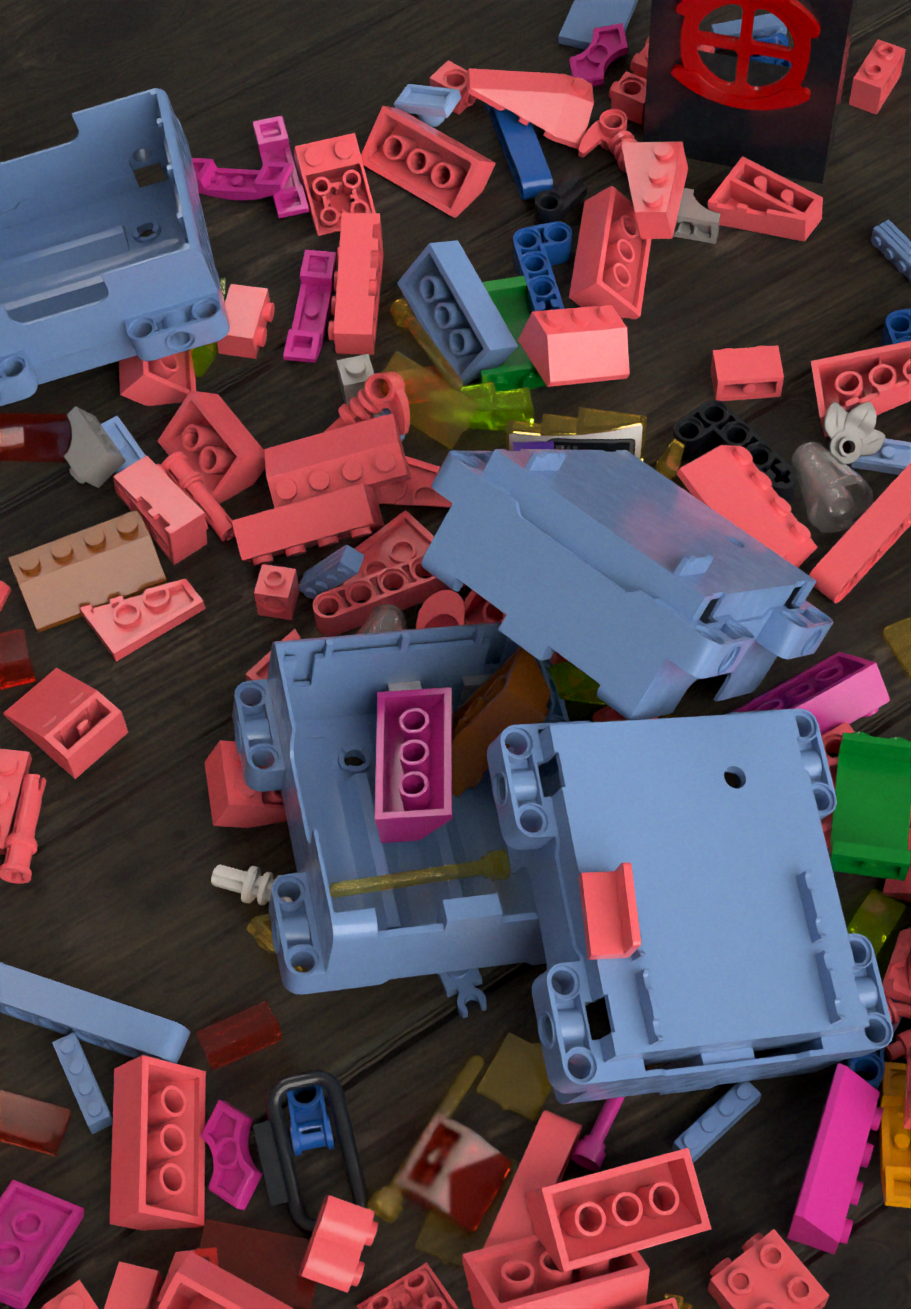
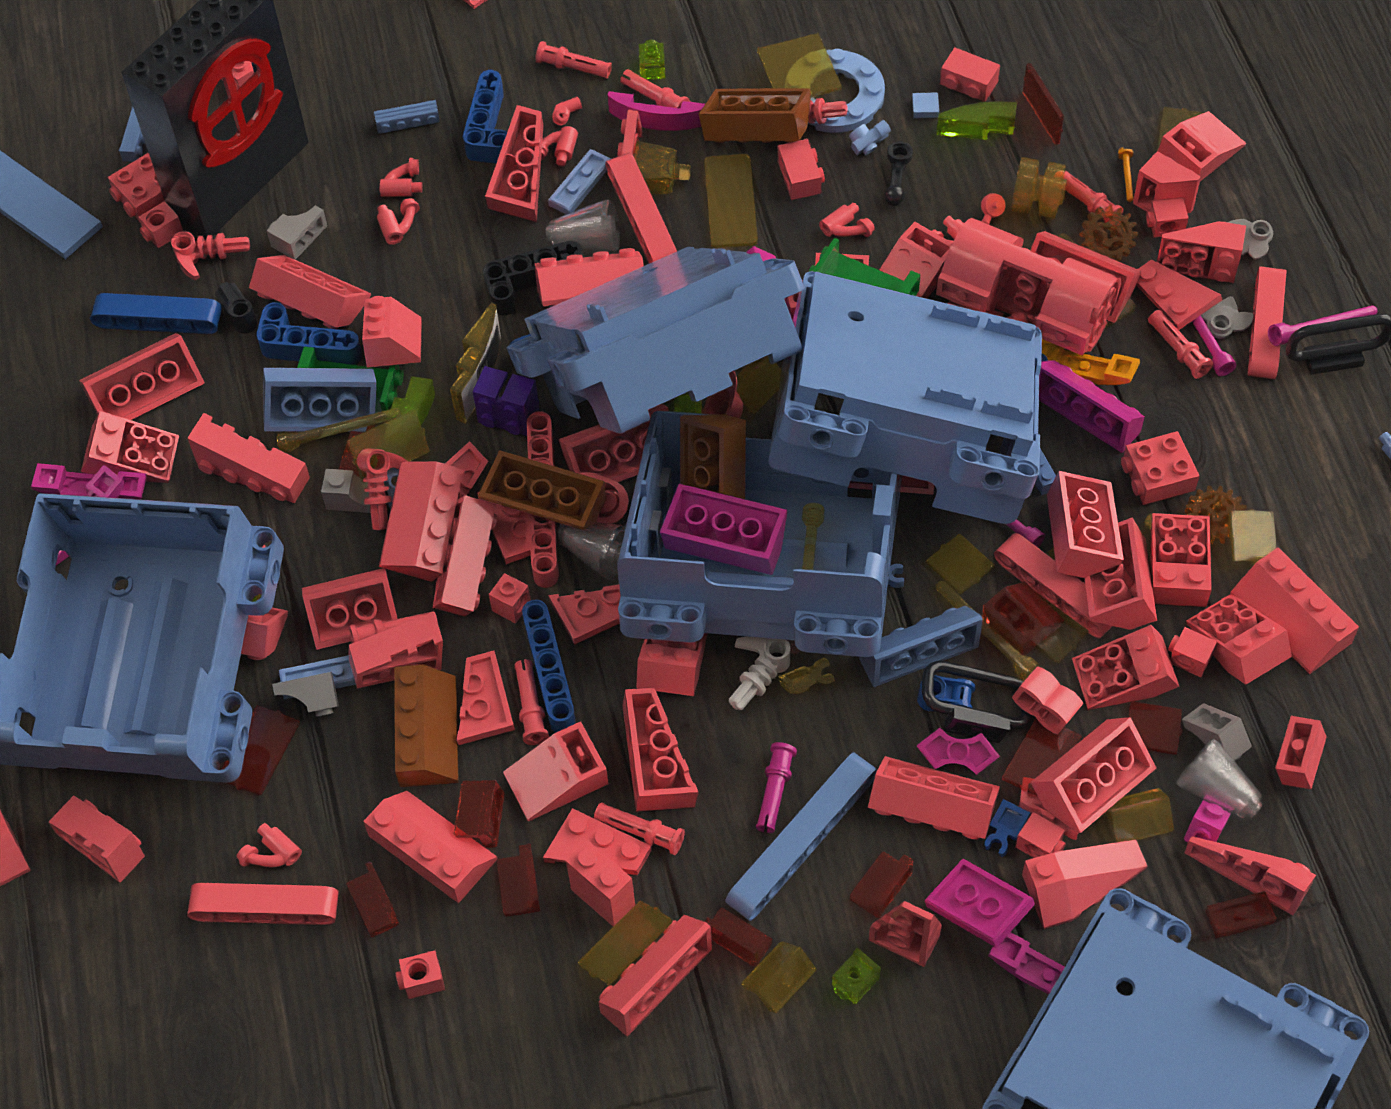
camera: 70 degrees left, 0 degrees up
(83, 1083) = (866, 836): medium blue piece -> none
(116, 806) = (656, 765): none -> coral wedge
(137, 668) = (531, 713): none -> coral pin
(137, 954) = (777, 773): none -> dark pink pin
(147, 1248) = (1007, 824): none -> blue plate
(194, 677) = (547, 654): none -> blue beam
(239, 1035) = (867, 724): clear red panel -> none
(312, 307) = (259, 511): dark pink slope -> none
(331, 571) = (520, 548): medium blue piece -> none
(369, 1058) = (924, 643): none -> medium blue slope
(394, 583) = (544, 490): none -> dark orange slope
(428, 102) = (85, 358): light blue tile -> none
(453, 77) = (76, 338): coral brick -> none
(547, 100) = (136, 278): coral wedge -> none
(606, 46) = (108, 243): dark pink tile -> none
(609, 913) = (944, 399): coral panel -> none
(656, 185) = (271, 230): coral wedge -> none
(670, 459) = (511, 312): clear yellow tile -> none
(737, 298) = (388, 223): none -> coral plant
(747, 373) = (463, 243): coral brick -> none
(766, 203) = (318, 175): coral wedge -> none
(797, 284) = (395, 187): none -> coral plant
(854, 427) = (553, 197): light grey plate -> none

